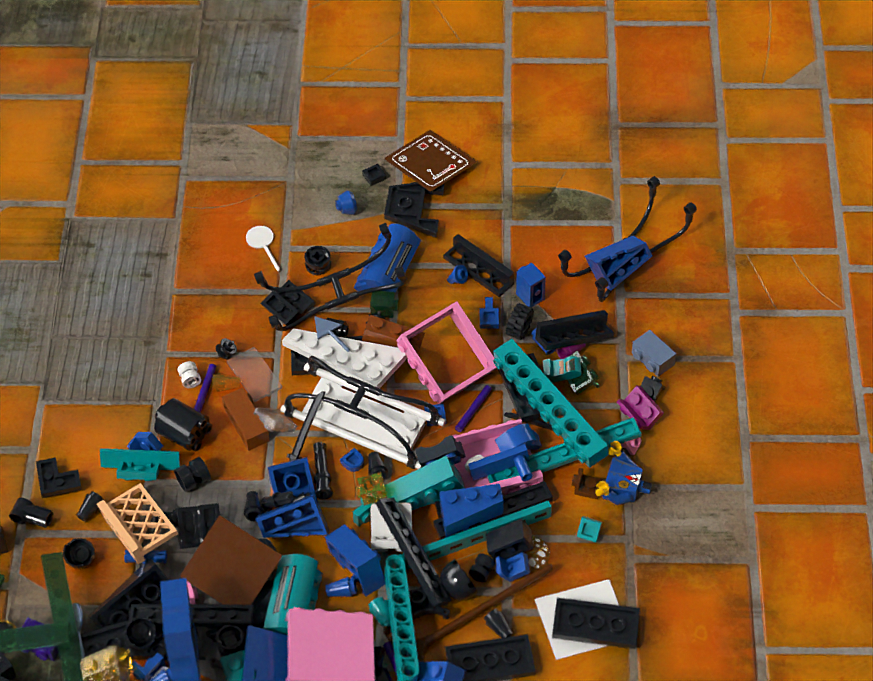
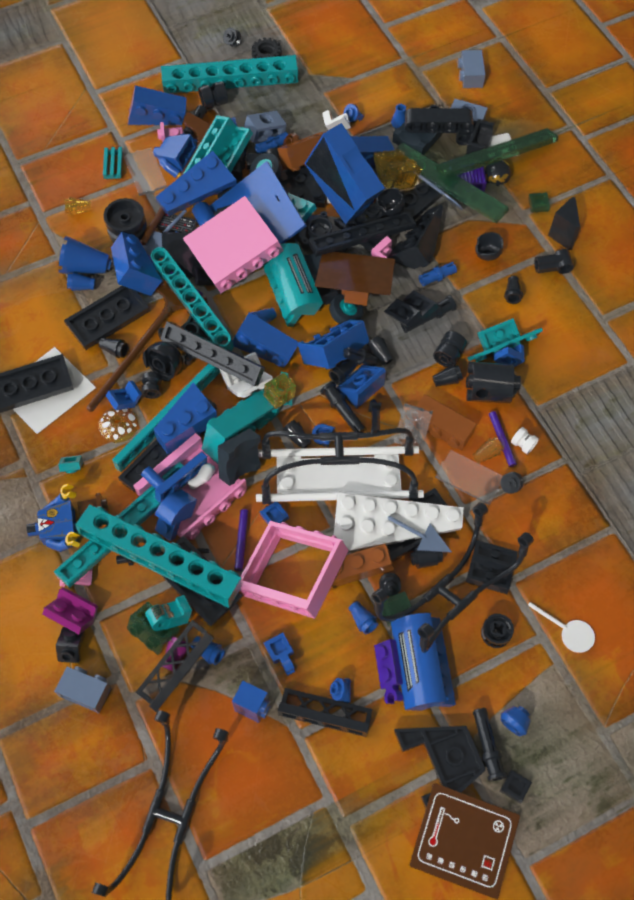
camera: 150 degrees right, 10 degrees up
(56, 483) = (560, 294): black plate -> none
(126, 534) = (468, 273): light nougat fence -> none
(211, 455) = (448, 376): none -> black cone
(378, 194) = (491, 755): none -> black pin
(380, 611) = (222, 313): teal cone -> none
(412, 309) = (363, 618): none -> blue cone
(416, 269) = (389, 670): none -> dark purple plate
(509, 540) = (134, 410): black brick -> none
(519, 321) = (240, 651): black tyre -> none
(618, 260) = (166, 786): blue wedge -> none

